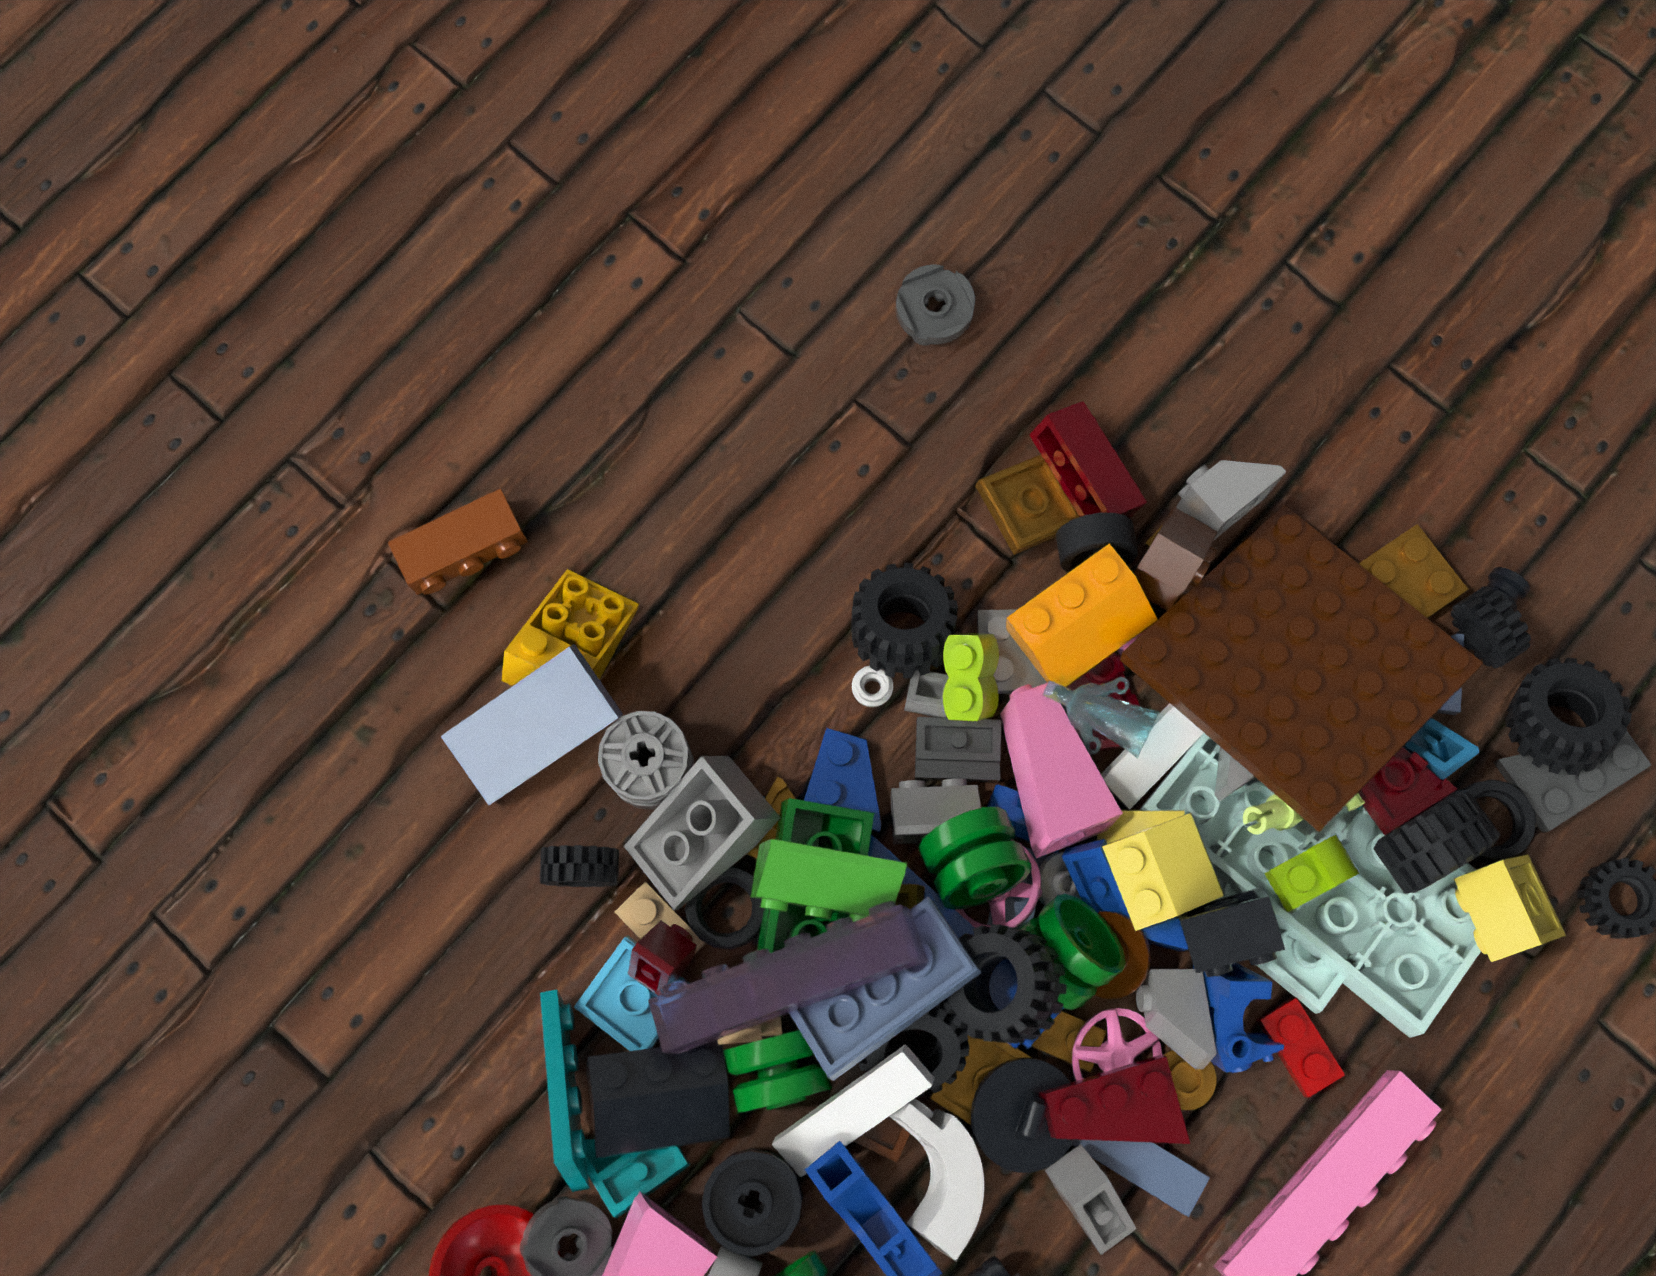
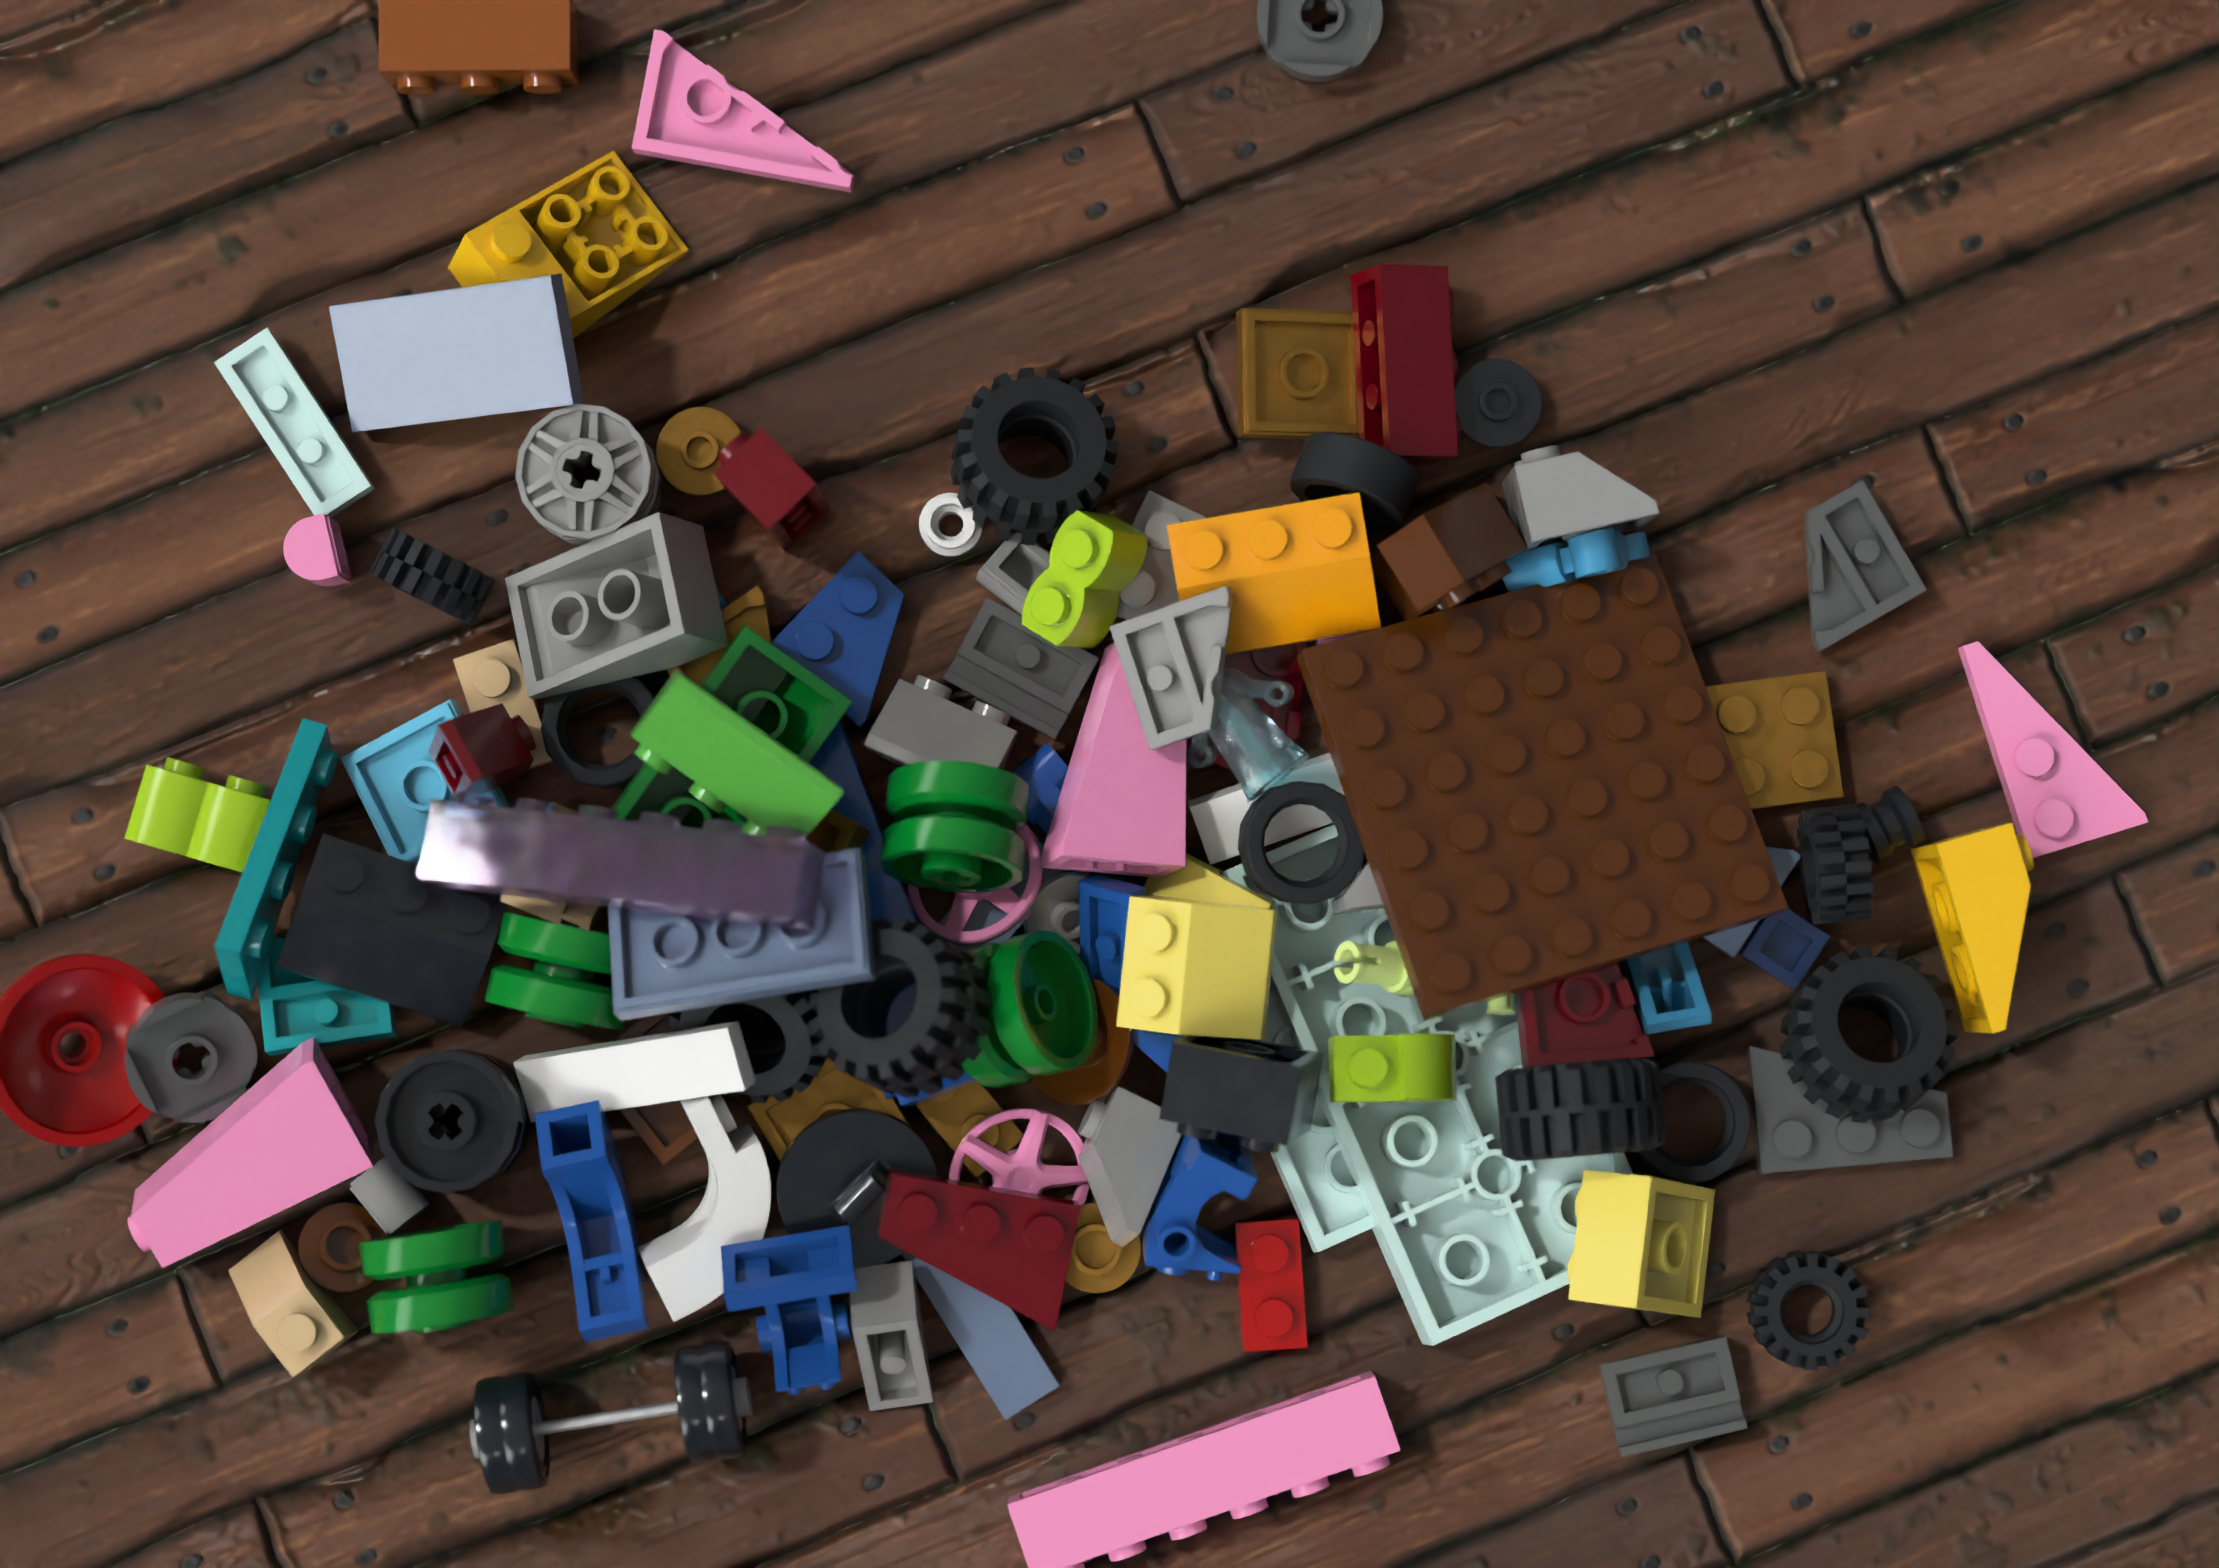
camera: 25 degrees right, 10 degrees up
(452, 818) = (294, 424): none -> light aqua plate
(500, 887) = (317, 551): none -> bright pink brick
(504, 1087) = (197, 816): none -> lime brick
(613, 525) = (706, 121): none -> bright pink wing
(704, 715) = (690, 449): none -> pearl gold piece
(760, 709) = (770, 487): none -> dark red brick
(1018, 1197) = (796, 1285): none -> blue tile
(1056, 696) = (1177, 665): none -> light grey wing
(1150, 465) = (1497, 403): none -> black piece
(1211, 755) = (1253, 853): none -> black tyre
(1251, 522) = (1576, 558): none -> dark azure bar
(1398, 459) = (1853, 566): none -> dark grey wing
(1486, 692) = (1784, 947): none -> dark blue plate
(1572, 523) = (2047, 778): none -> bright pink wing
(1575, 992) = (1672, 1395): none -> dark grey plate
(1591, 617) = (1978, 910): none -> yellow slope

